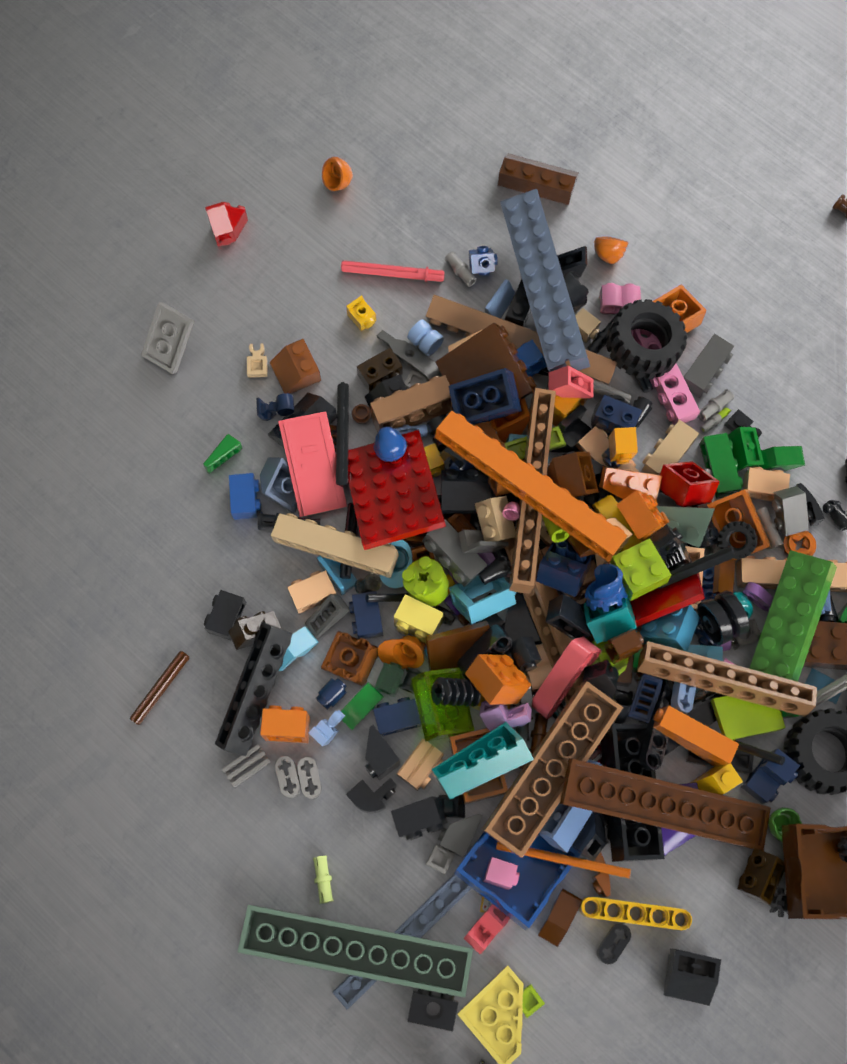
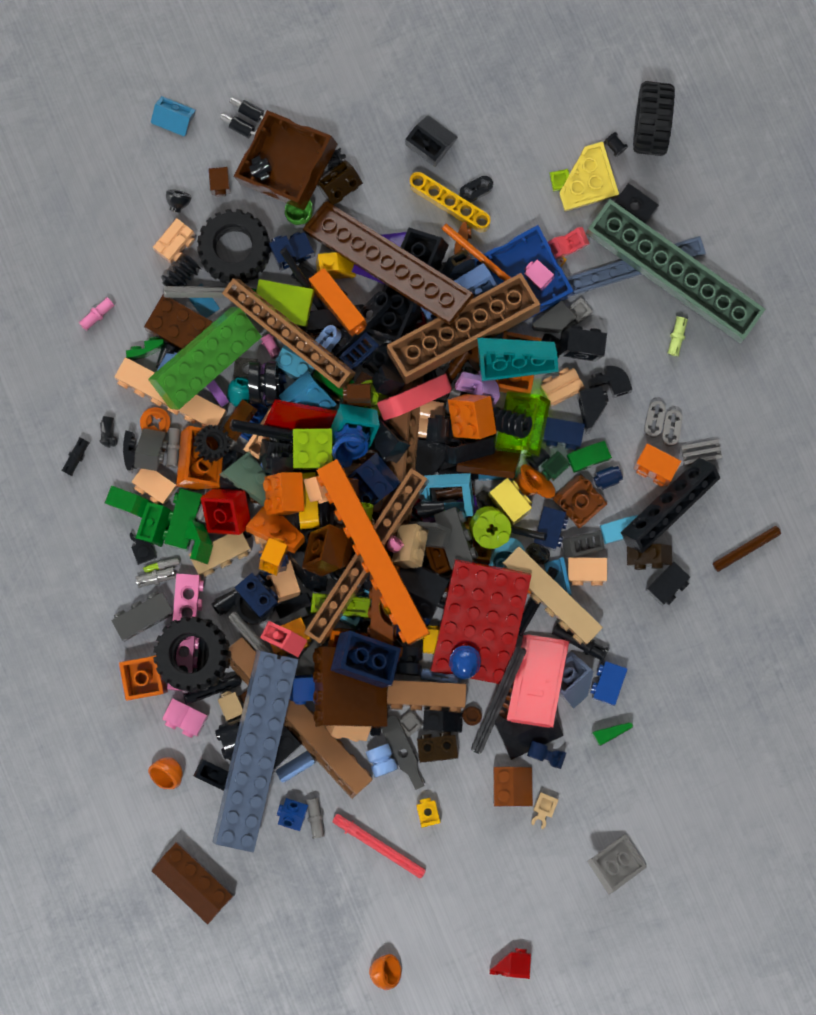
camera: 150 degrees left, 10 degrees up
(325, 729) = (625, 449): light blue piece -> none
(560, 917) = (507, 225): reddish brown slope -> none
(691, 443) = (202, 544): none -> green slope

